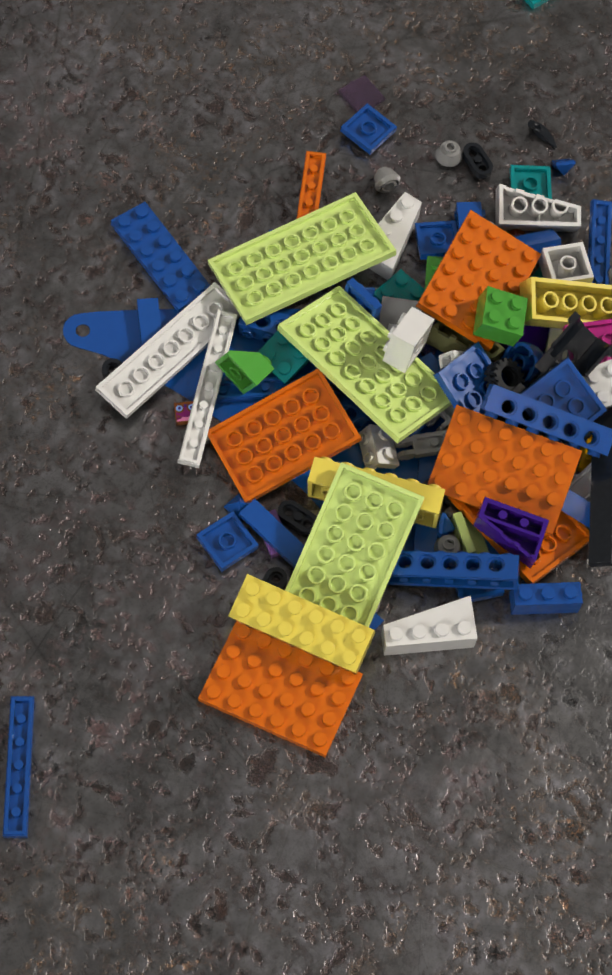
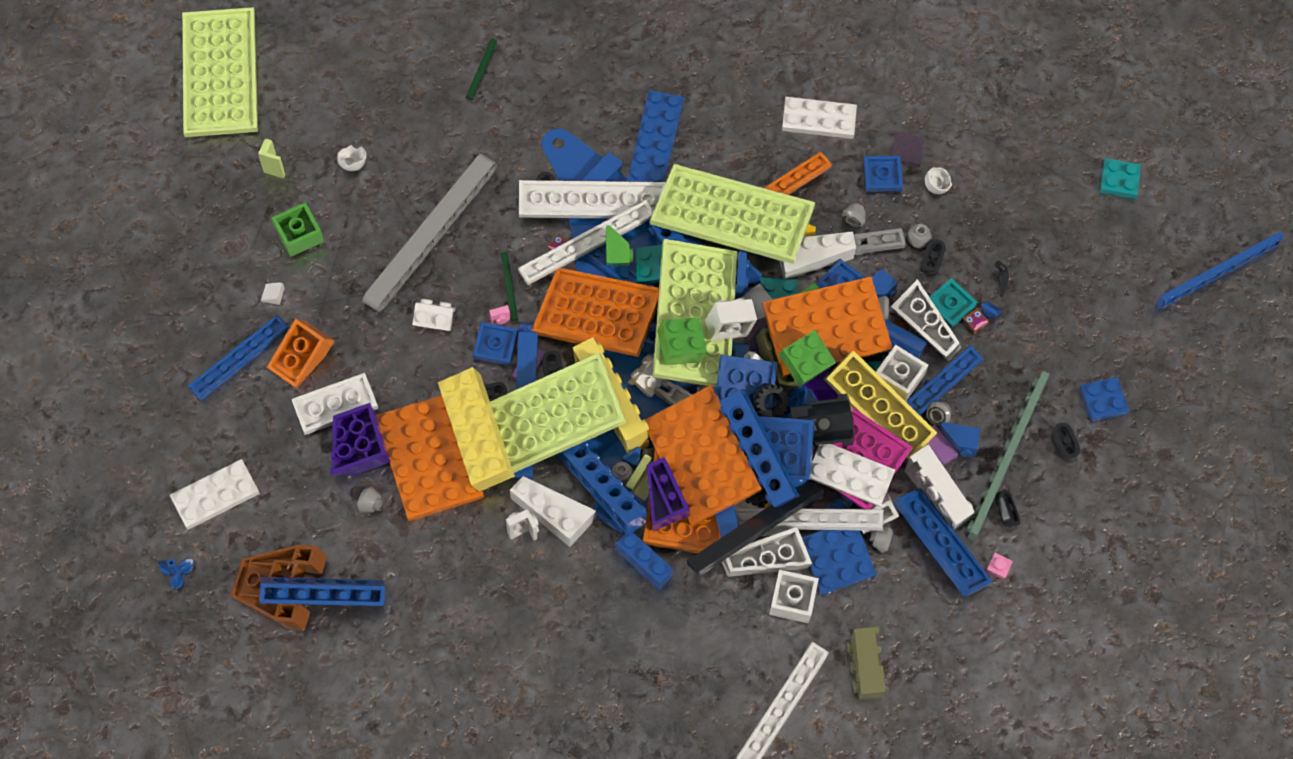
camera: 50 degrees right, 0 degrees up
(64, 503) = (429, 233): none -> light grey beam
(71, 709) = (300, 352): none -> orange slope
(137, 904) = (214, 494): none -> white plate
(148, 566) = (433, 315): none -> white bracket
(152, 722) = (318, 407): none -> white plate
(181, 484) = (509, 286): none -> dark green bar
(205, 514) = (500, 315): none -> bright pink plate
(213, 732) = (357, 442): none -> dark purple wedge
(268, 127) = (819, 117): none -> white plate
(277, 927) = (284, 563): none -> dark orange wedge
(279, 772) = (369, 500): none -> light grey cone
(336, 887) = (321, 591): none -> blue brick
(392, 391) = (682, 341): none -> bright green brick
(416, 99) = (938, 181): none -> white hair
(428, 180) = (879, 241): none -> light grey plate
(433, 658) = (521, 523): none -> white bracket
(561, 183) = (975, 321): none -> tile

